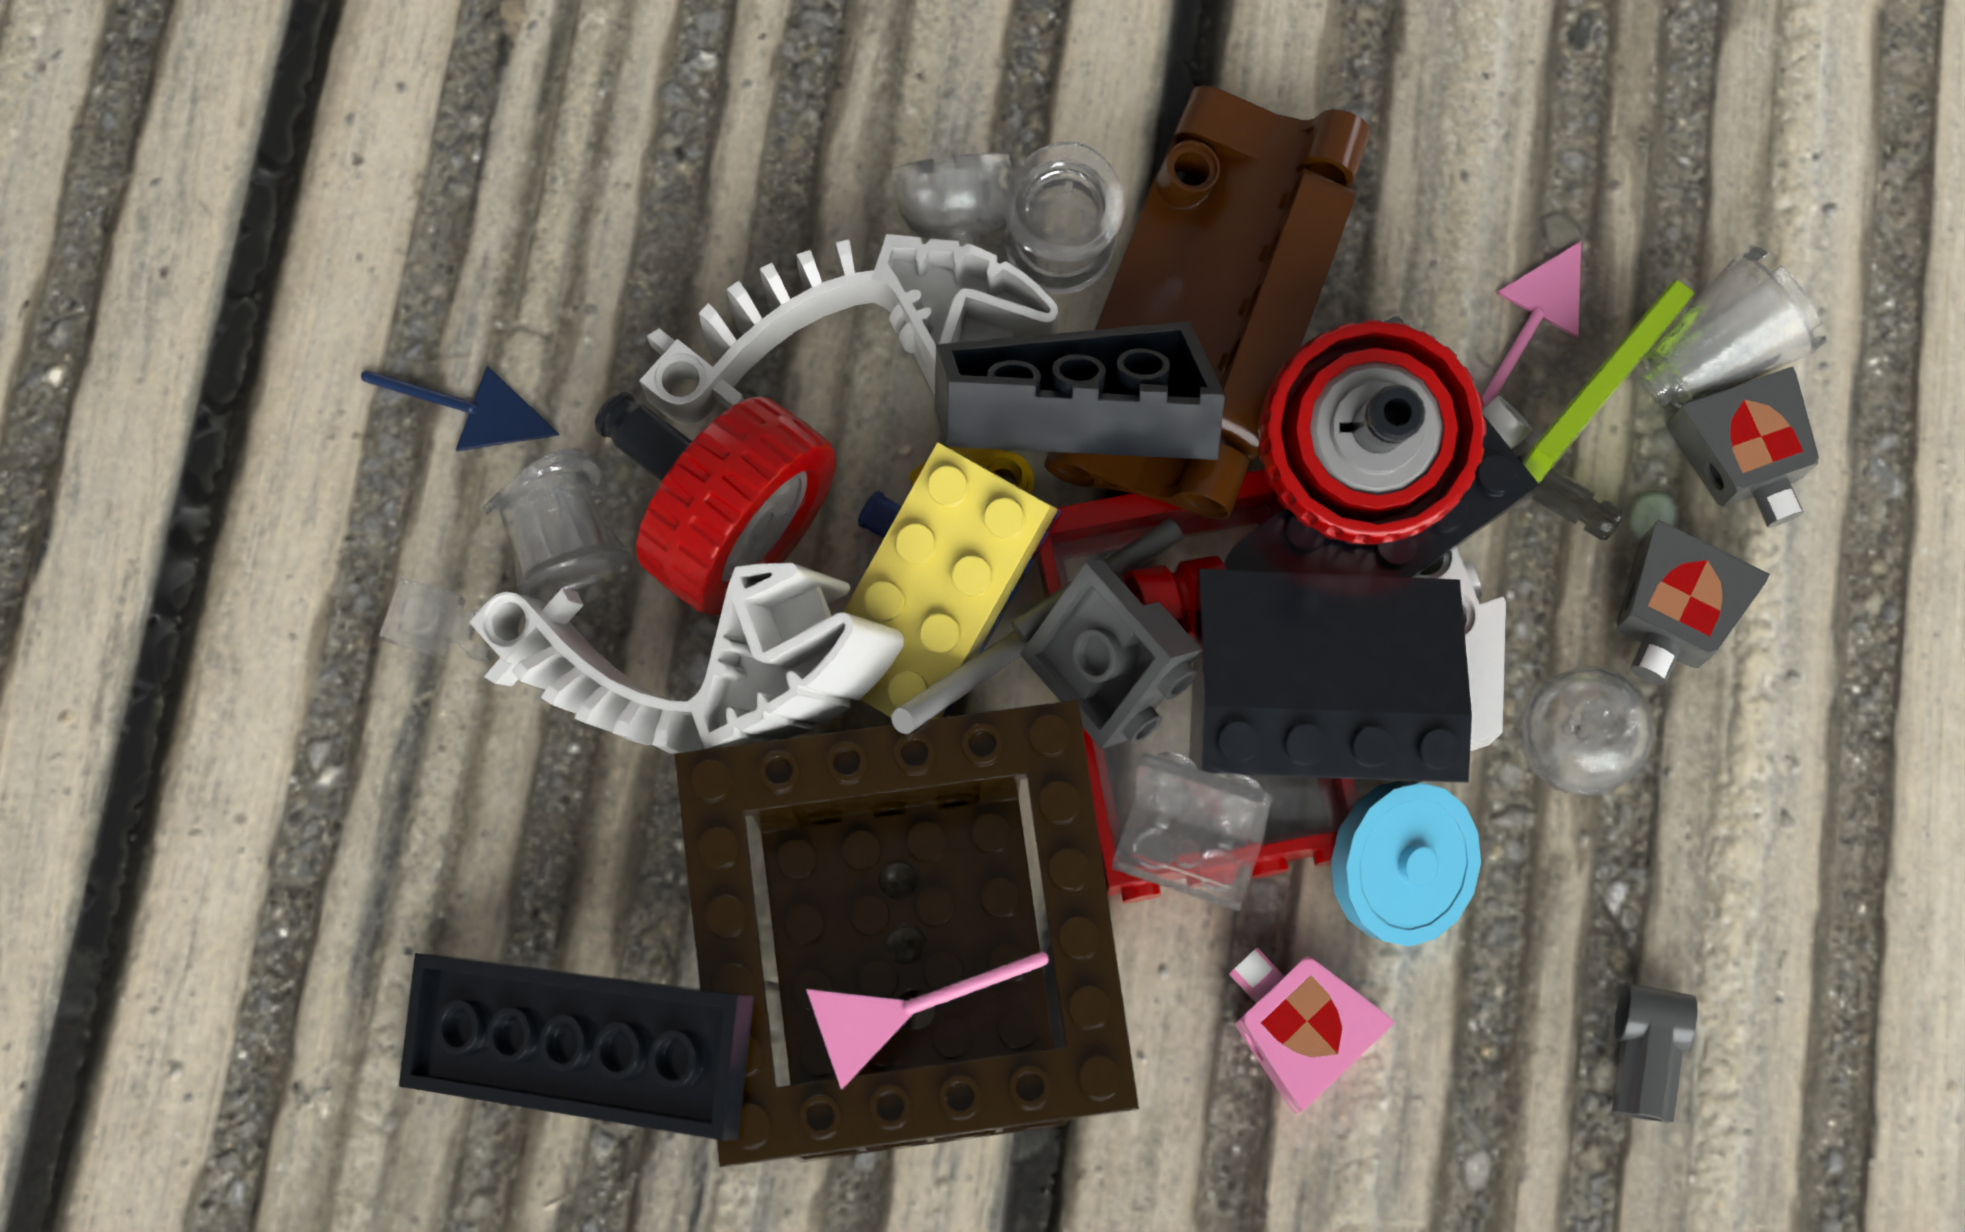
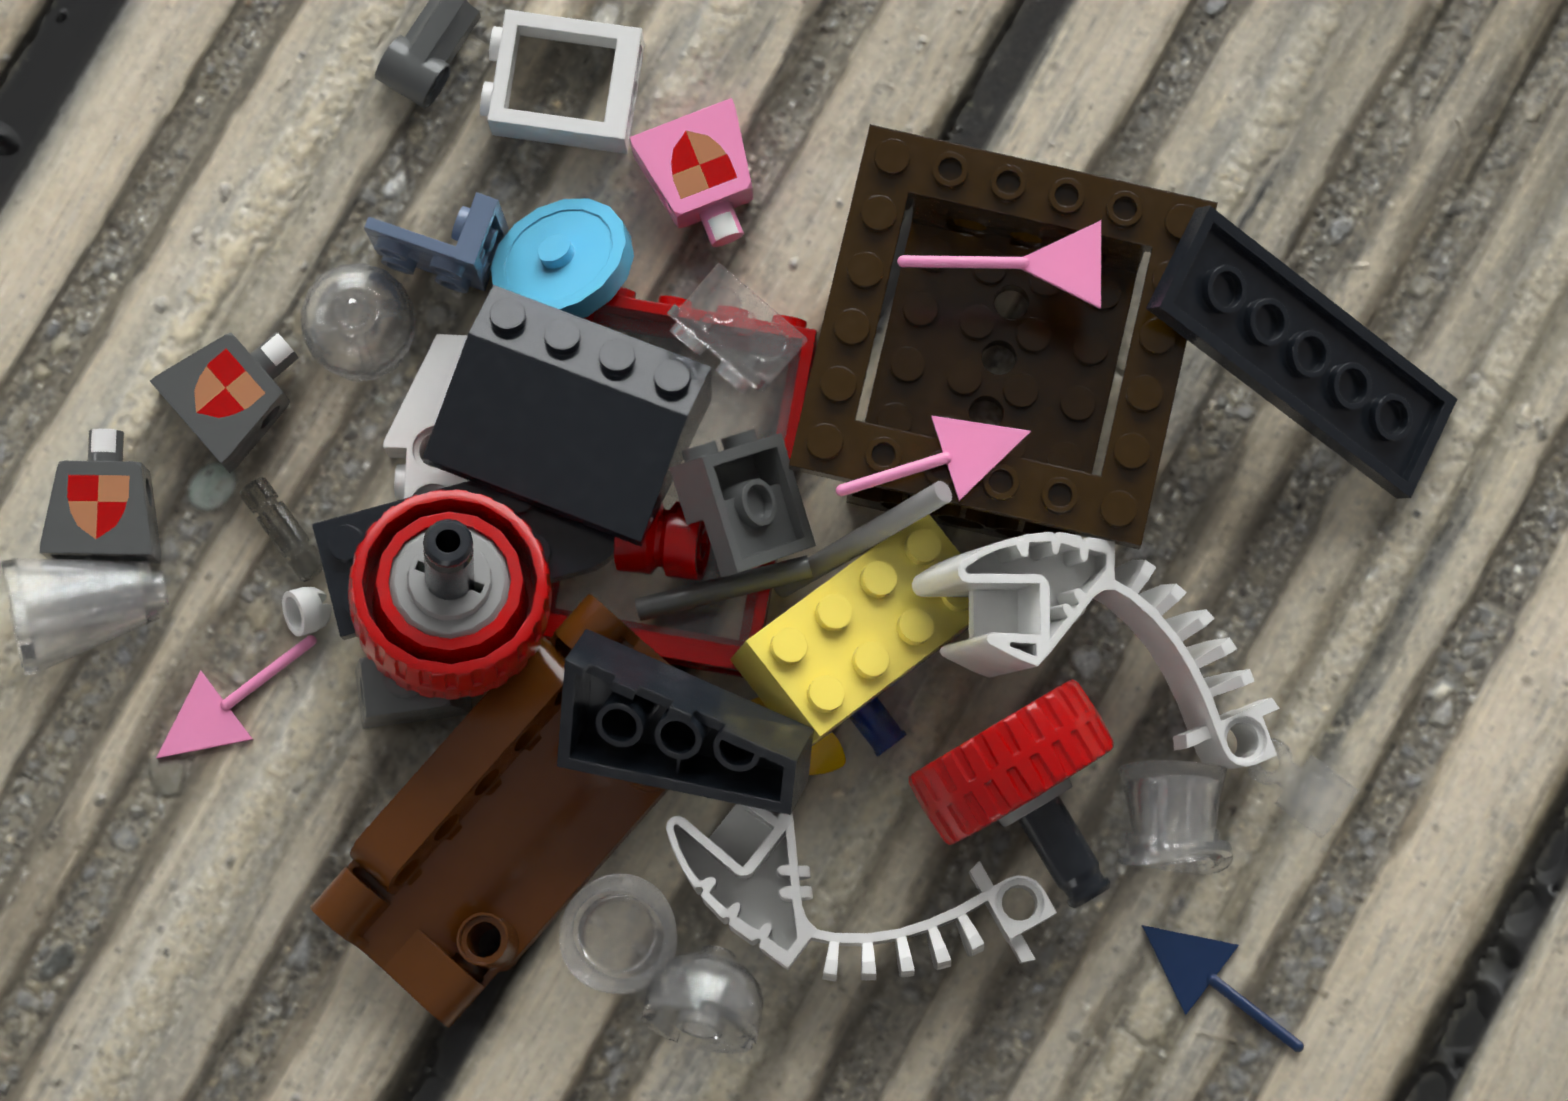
camera: 155 degrees left, 5 degrees up
(893, 779) = (967, 449): none -> bright pink piece
(1426, 1087) = (605, 136): none -> white window
(1511, 823) = (456, 267): none -> sand blue bracket
(1607, 380) = (205, 604): lime tile -> none

